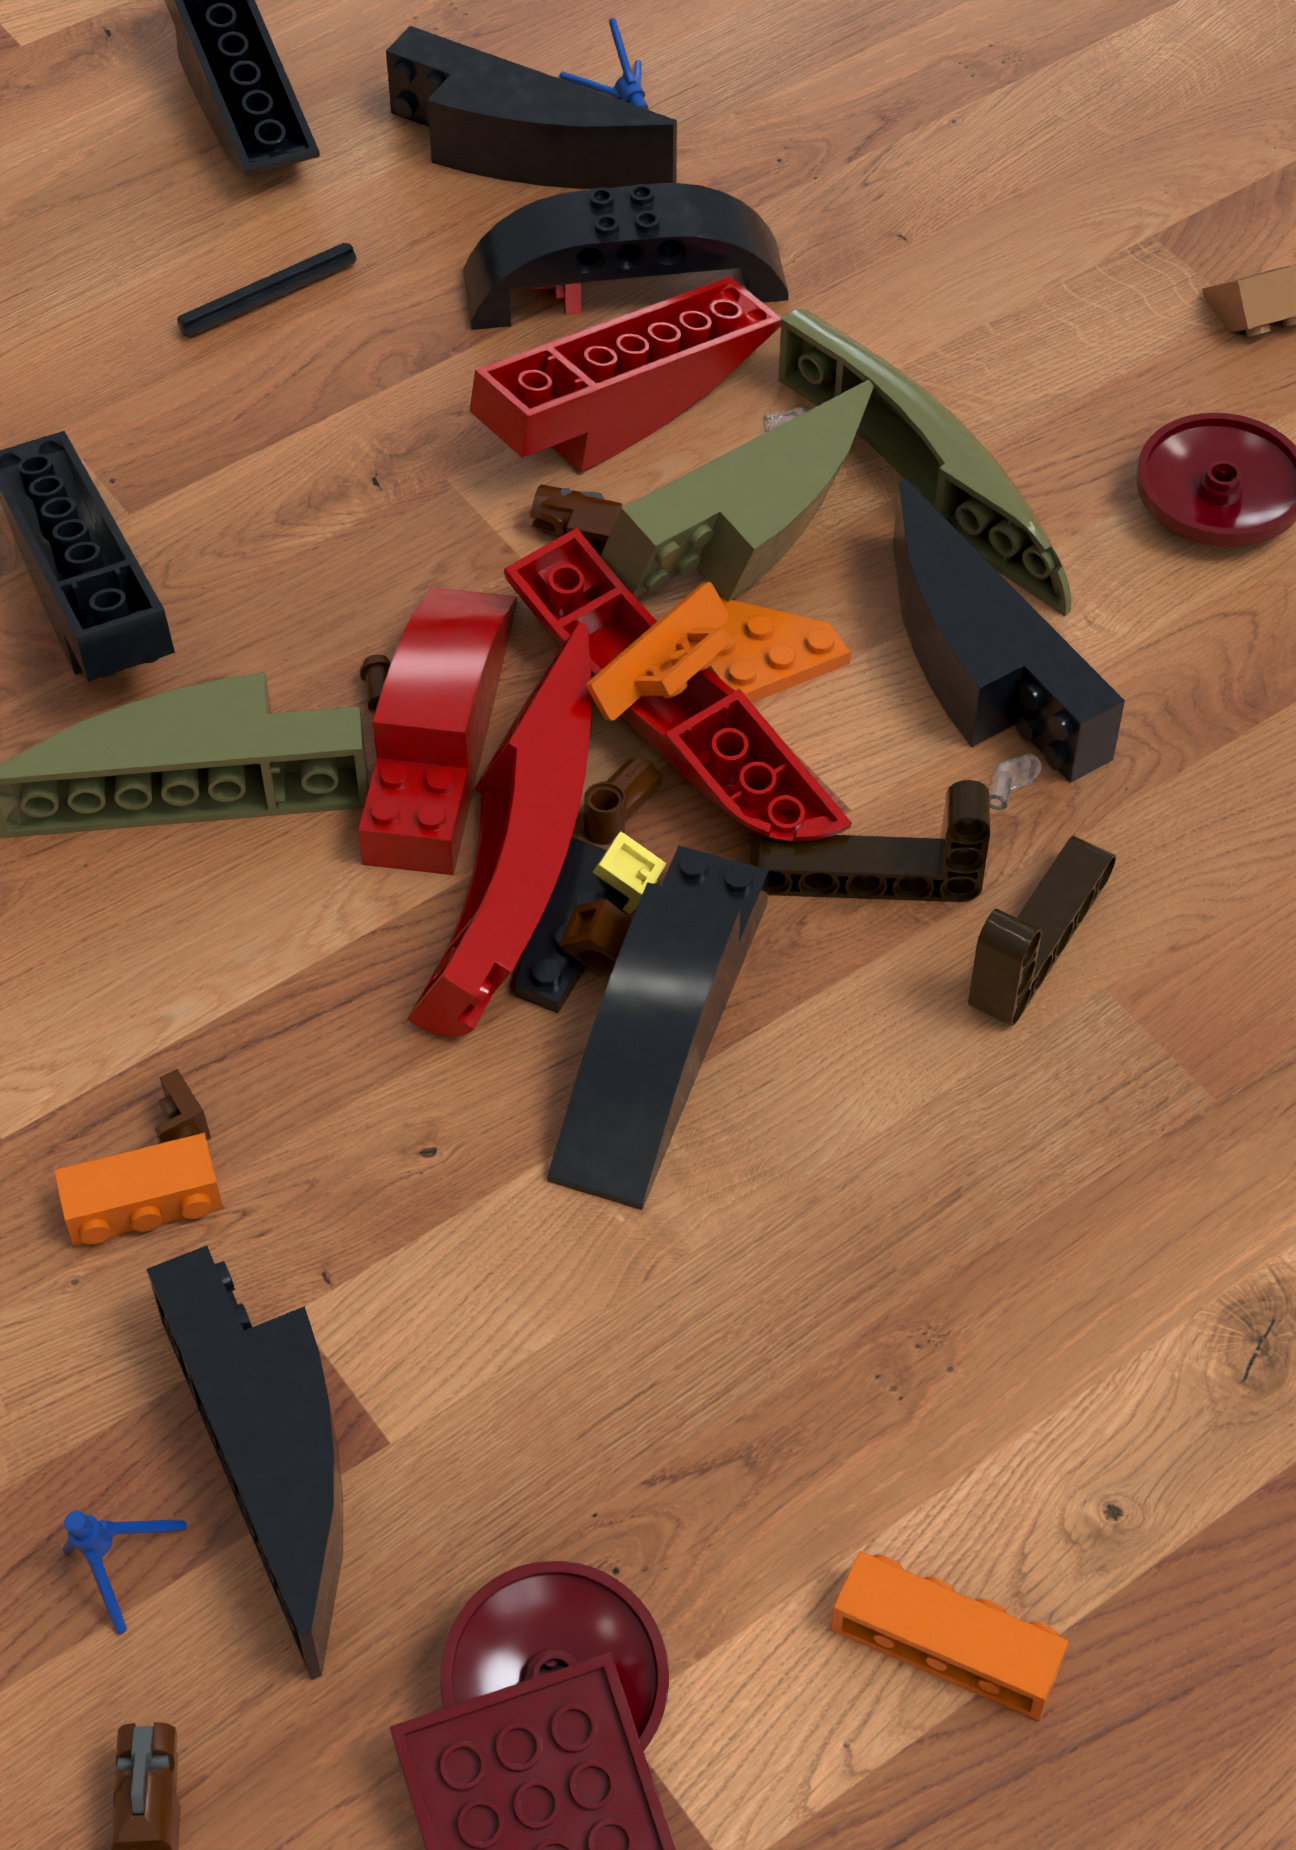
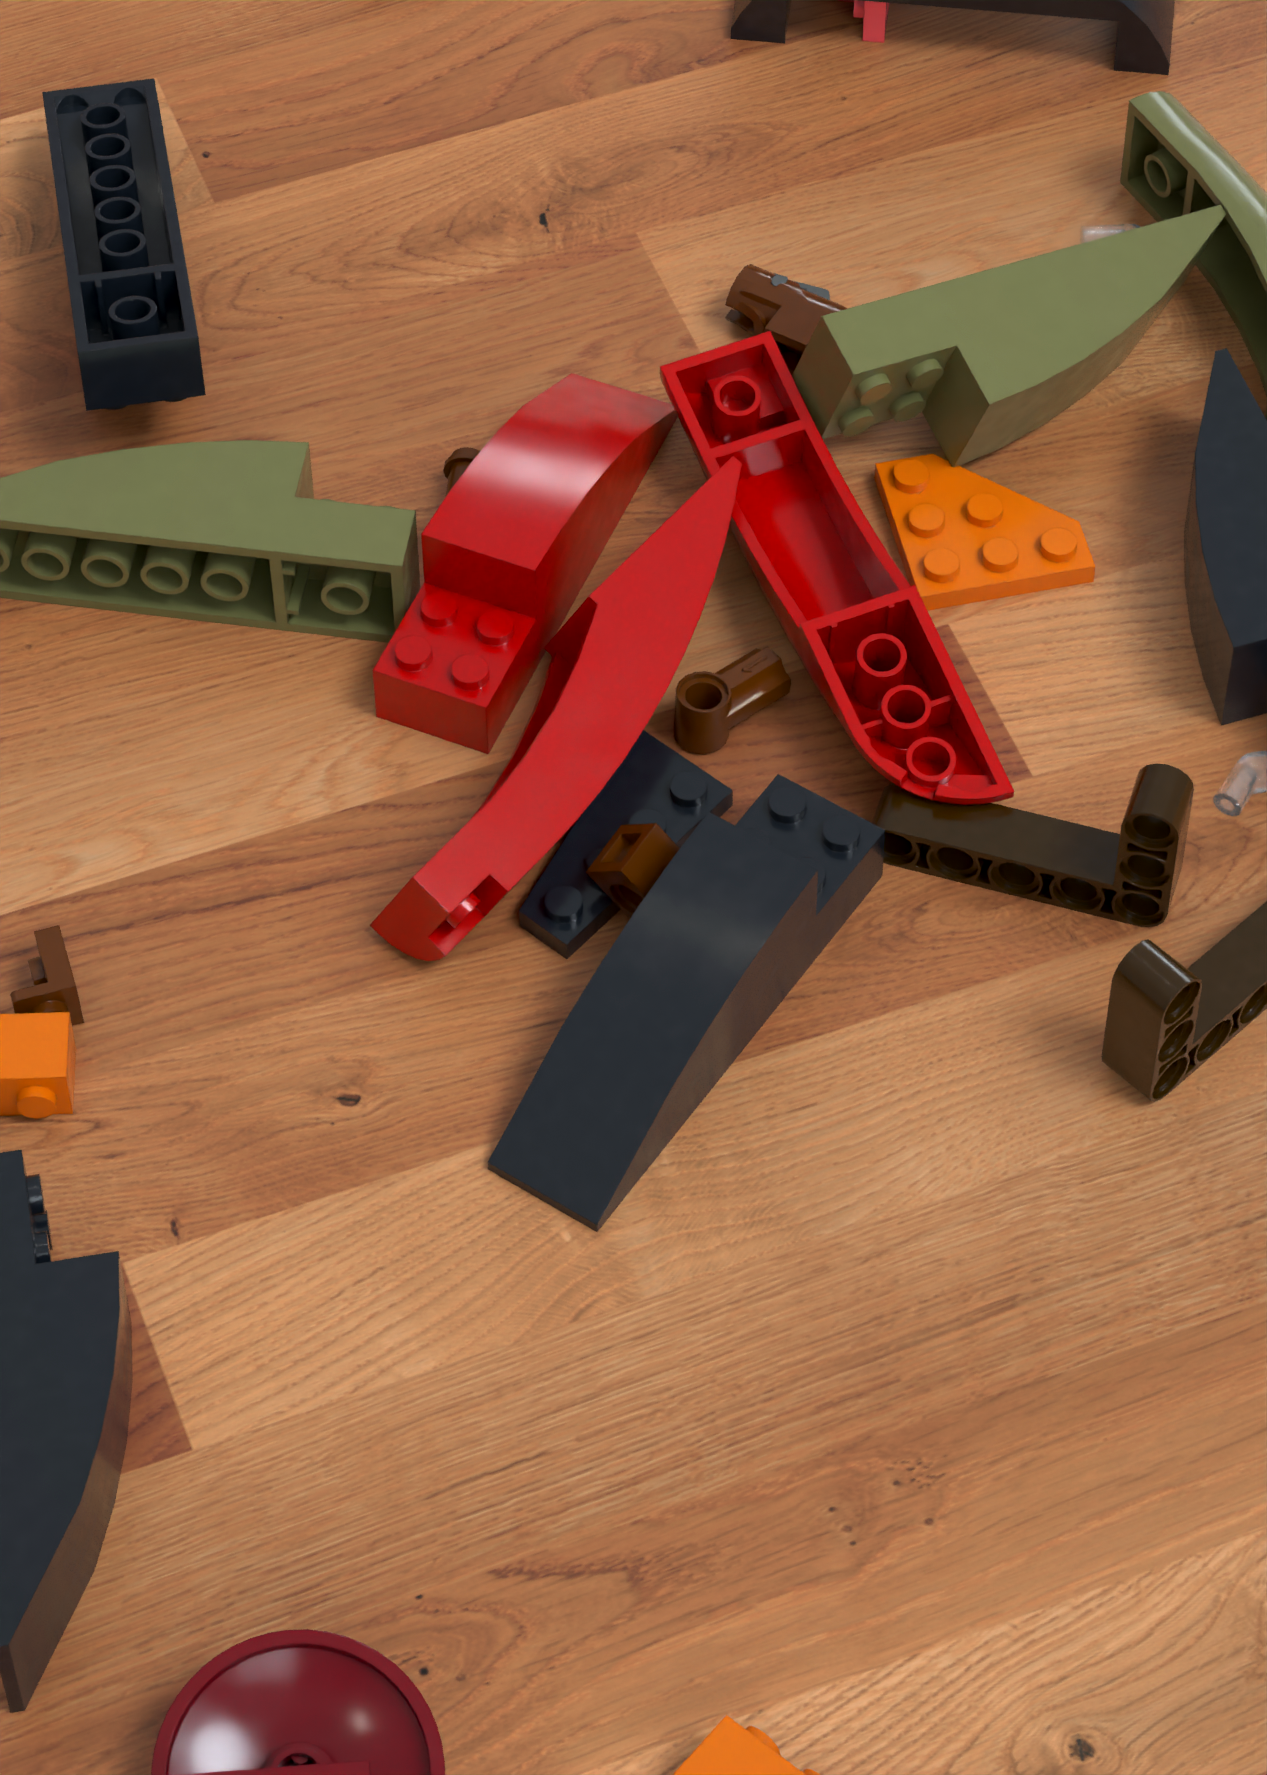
camera: 15 degrees right, 0 degrees up
(622, 377) = (899, 139): red slope -> none
(629, 868) = (707, 784): light yellow bracket -> none
(664, 655) = (831, 520): orange bracket -> none

